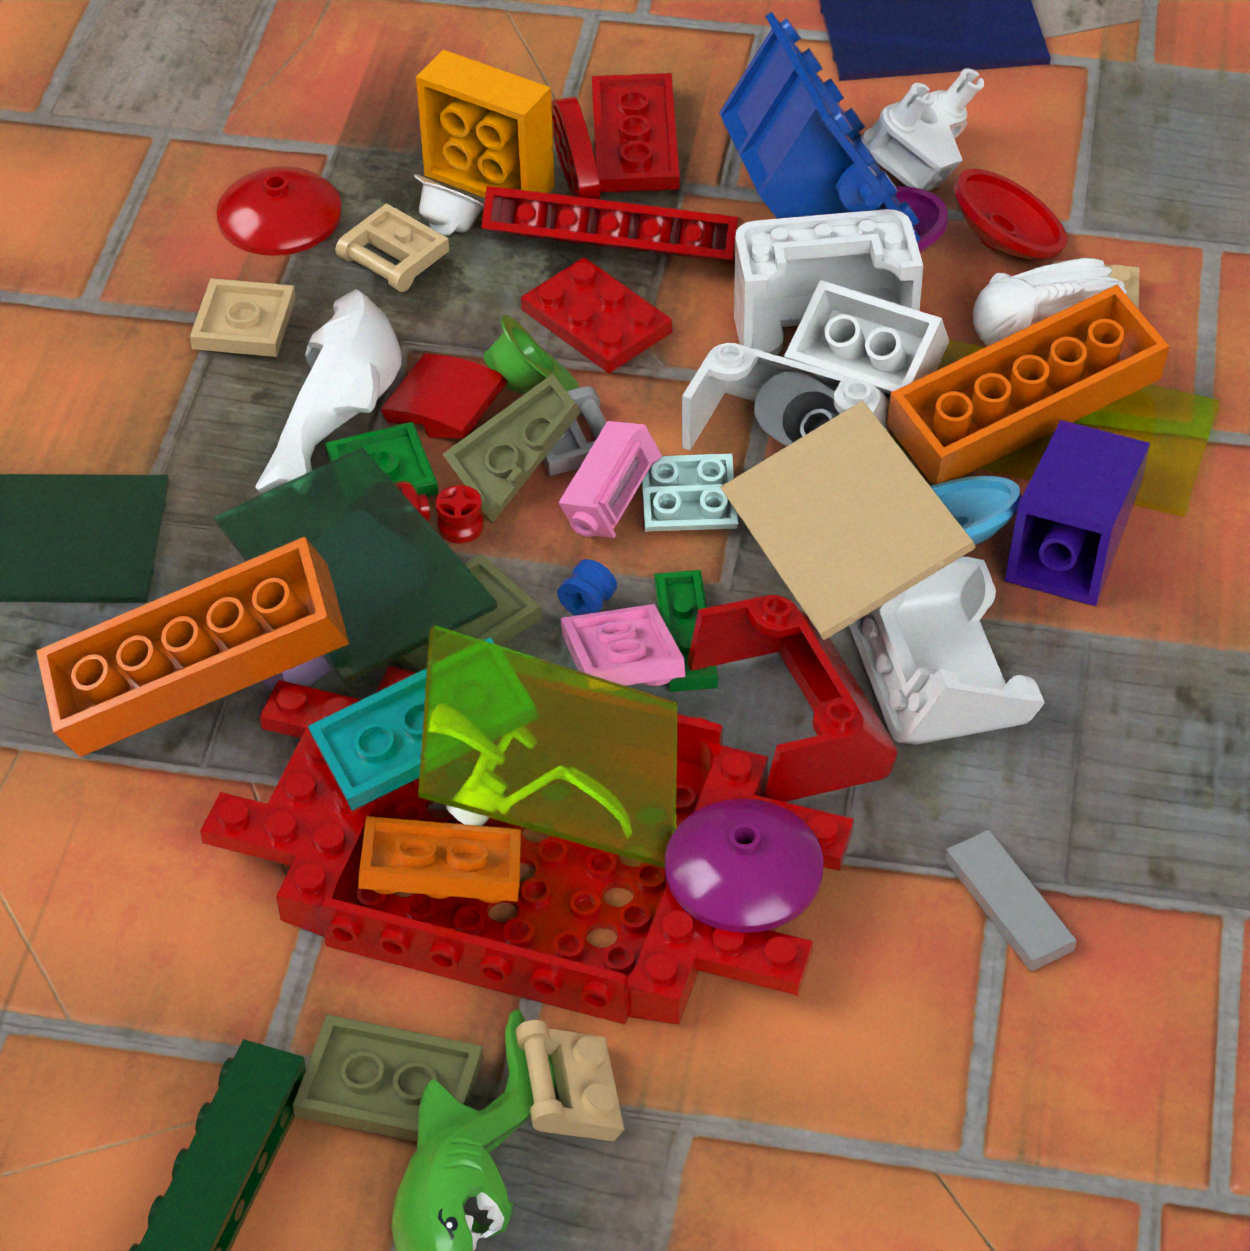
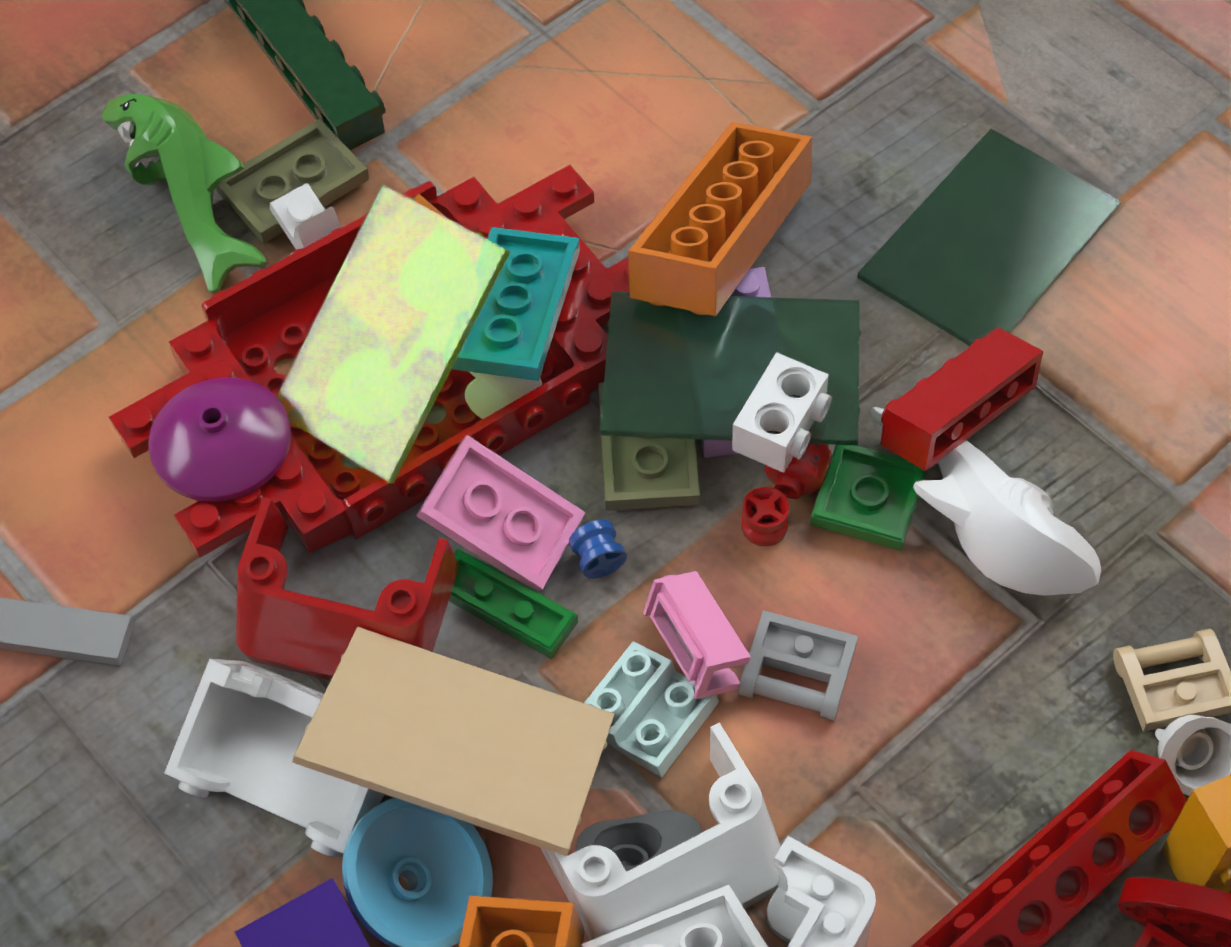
camera: 130 degrees right, 10 degrees up
(243, 317) = (1155, 501): tan plate -> none
(252, 432) = (960, 398): none -> red brick
(388, 481) = (775, 410): none -> white brick
(442, 1005) = (304, 216): none -> white slope
(444, 395) = (925, 595): red slope -> none
(513, 444) = (801, 588): olive wing -> none
(523, 360) = (901, 680): bright green piece -> none
(583, 1080) = (179, 272): tan plate -> none
(596, 315) = (949, 798): red plate -> none

